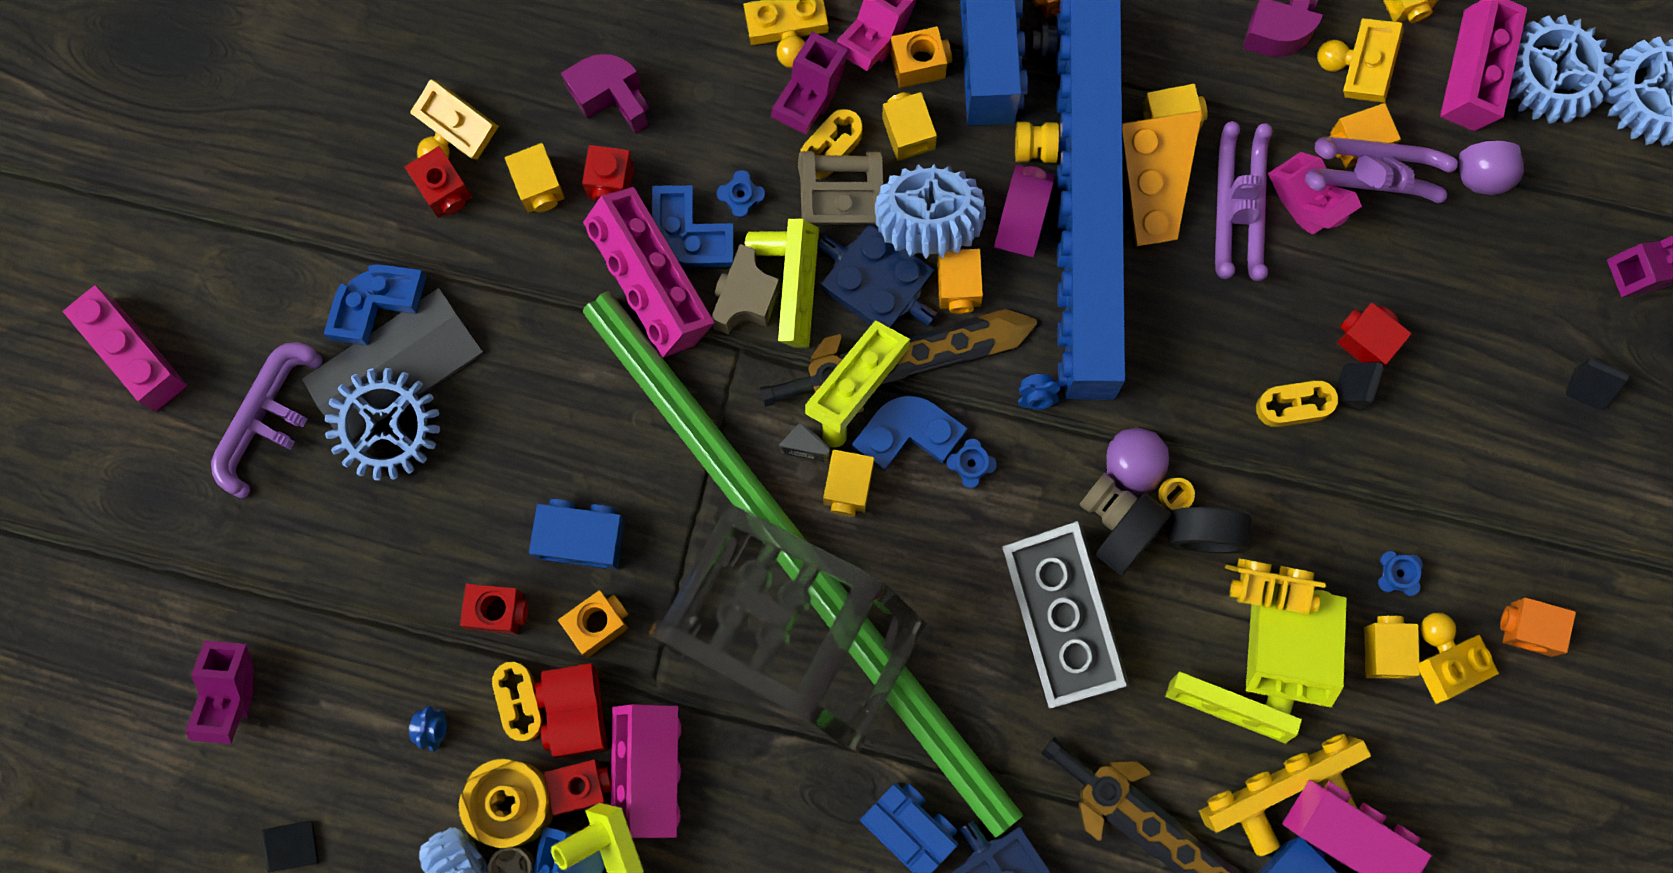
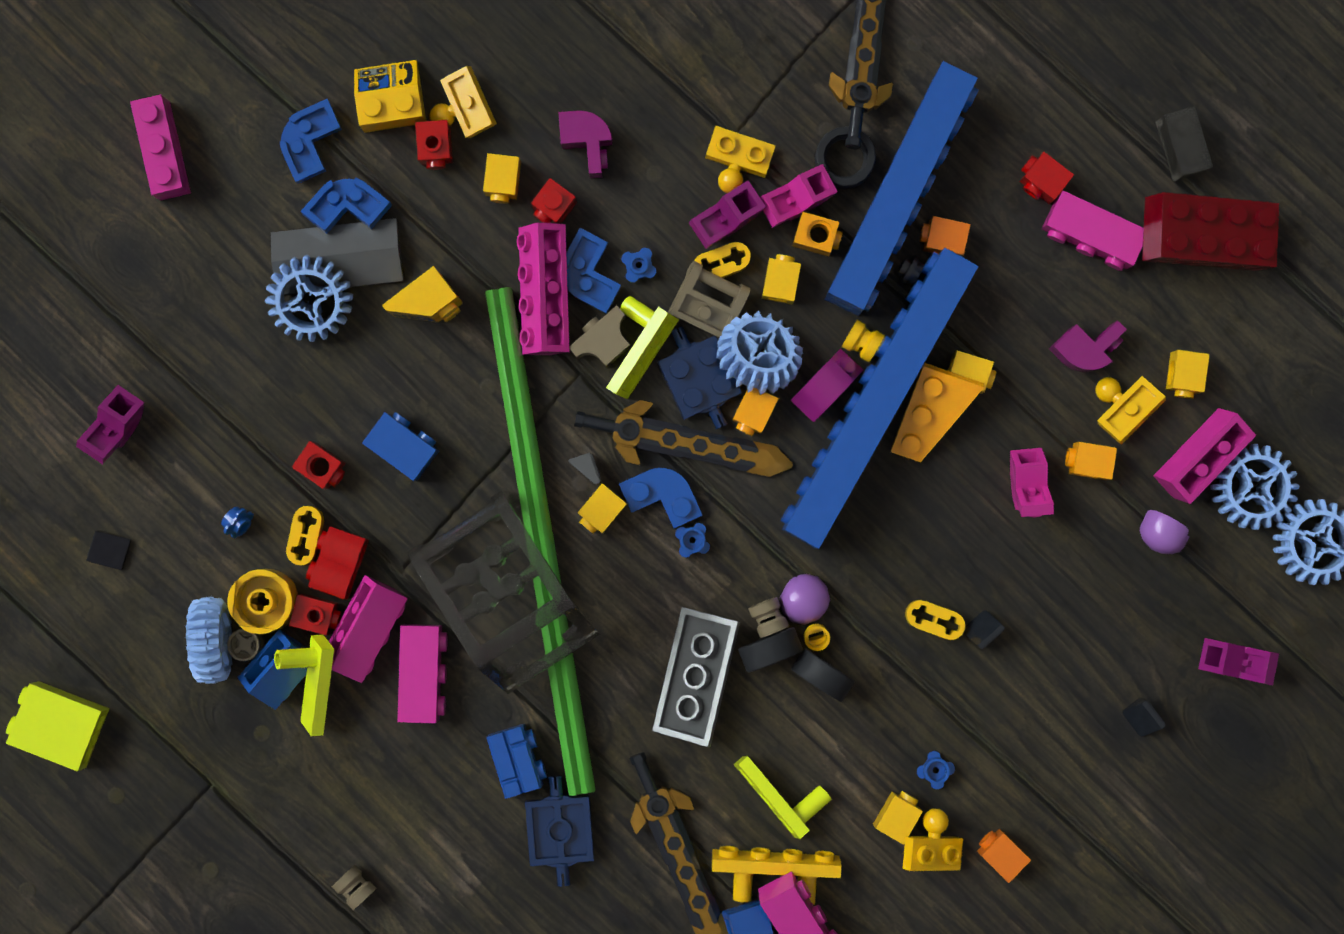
camera: 25 degrees right, 10 degrees up
(253, 410) = (221, 243): medium lavender piece -> none
(282, 252) = (298, 138): none -> blue plate
(362, 161) = (388, 96): none -> yellow slope
(517, 352) = (425, 299): none -> yellow slope
(576, 623) = (368, 511): light orange brick -> none
(741, 788) = (421, 673): none -> dark pink brick
(855, 381) = (644, 443): neon yellow piece -> none
(1038, 392) = (764, 517): blue plate -> none
(1242, 201) = (979, 462): medium lavender piece -> none
(1252, 580) = (834, 720): yellow hinge -> none
(1298, 653) = (836, 779): neon yellow brick -> none
(1373, 334) = (1013, 602): red brick -> none
(1379, 167) = (1083, 491): medium lavender piece -> none

